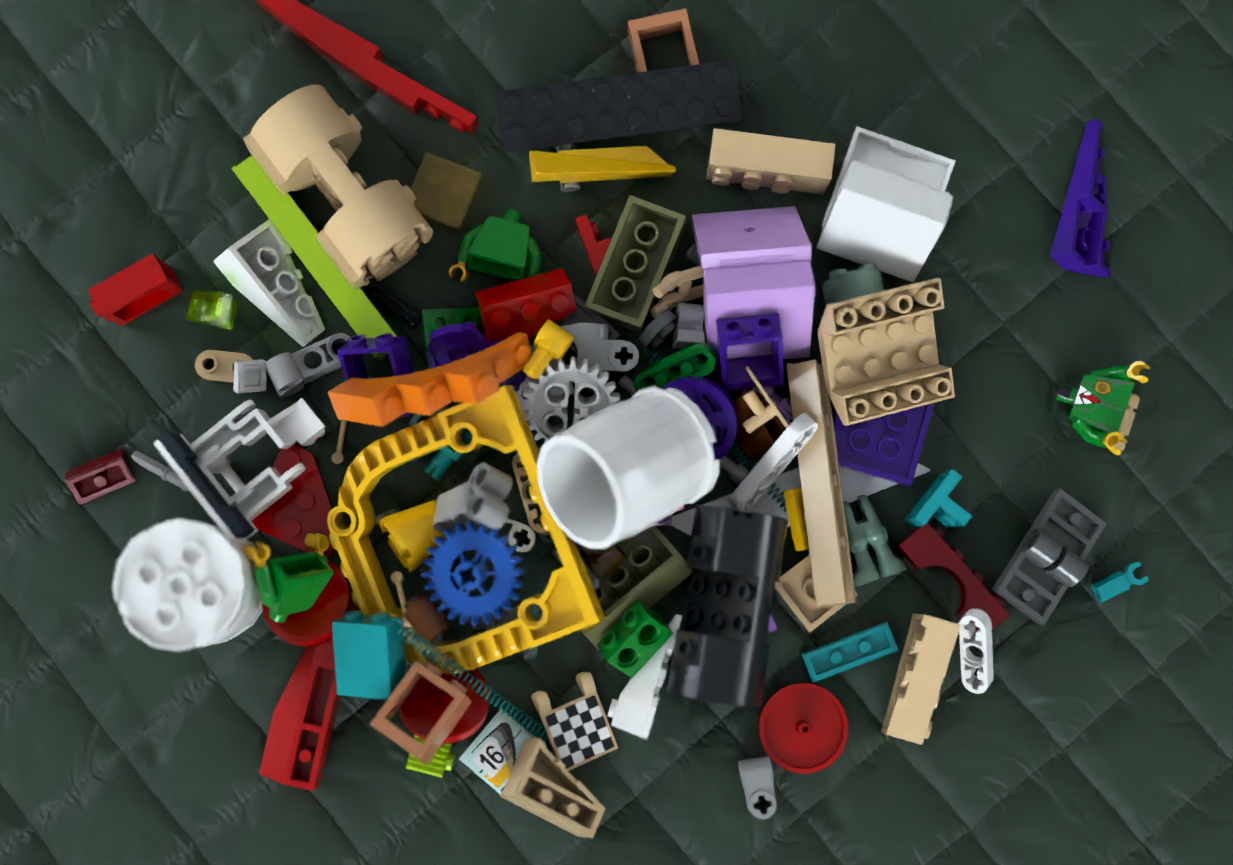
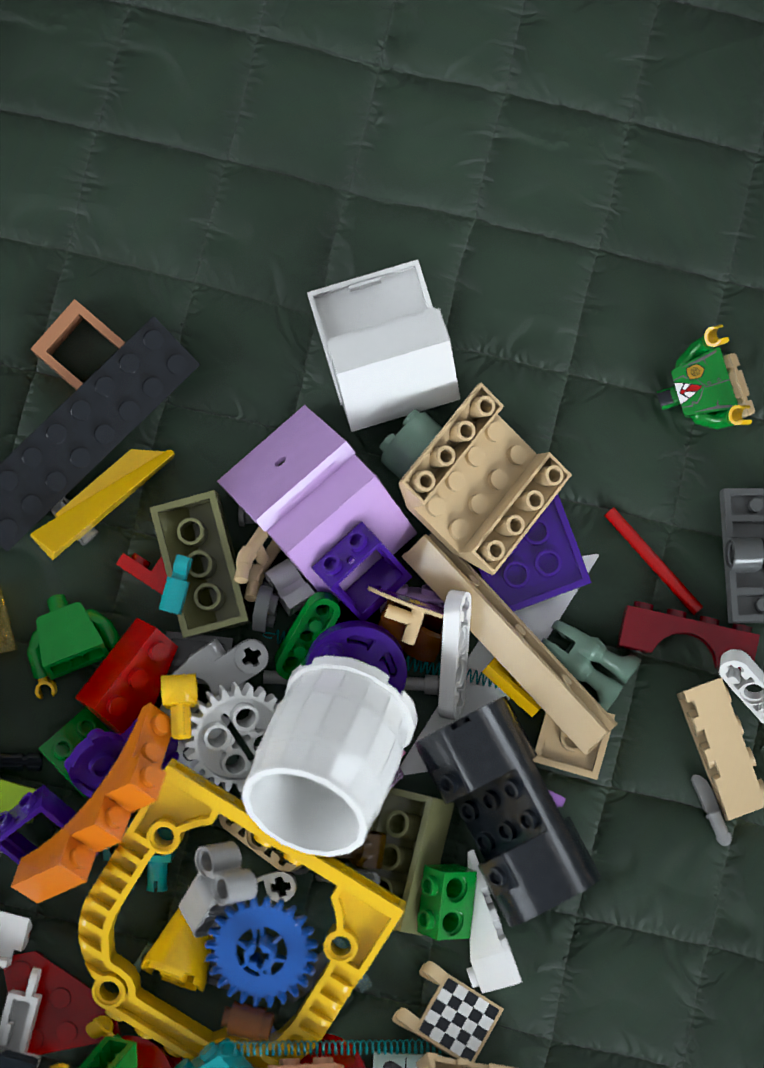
camera: 35 degrees left, 0 degrees up
(338, 457) = (59, 936): tan hinge -> none
(397, 579) = (196, 1006): tan hinge -> none
(607, 264) = (176, 586): none -> teal bar
(758, 780) = (647, 945): light grey piece -> none
(769, 162) = (253, 385): tan brick -> none
(803, 727) = (653, 868): red piece -> none
(849, 652) = (645, 770): teal tile -> none
(878, 715) = (712, 809): none -> light grey piece
(937, 502) = (620, 581): teal bracket -> none
(967, 504) = (653, 561): none -> red bar
(1080, 231) = (576, 243): dark purple wedge -> none

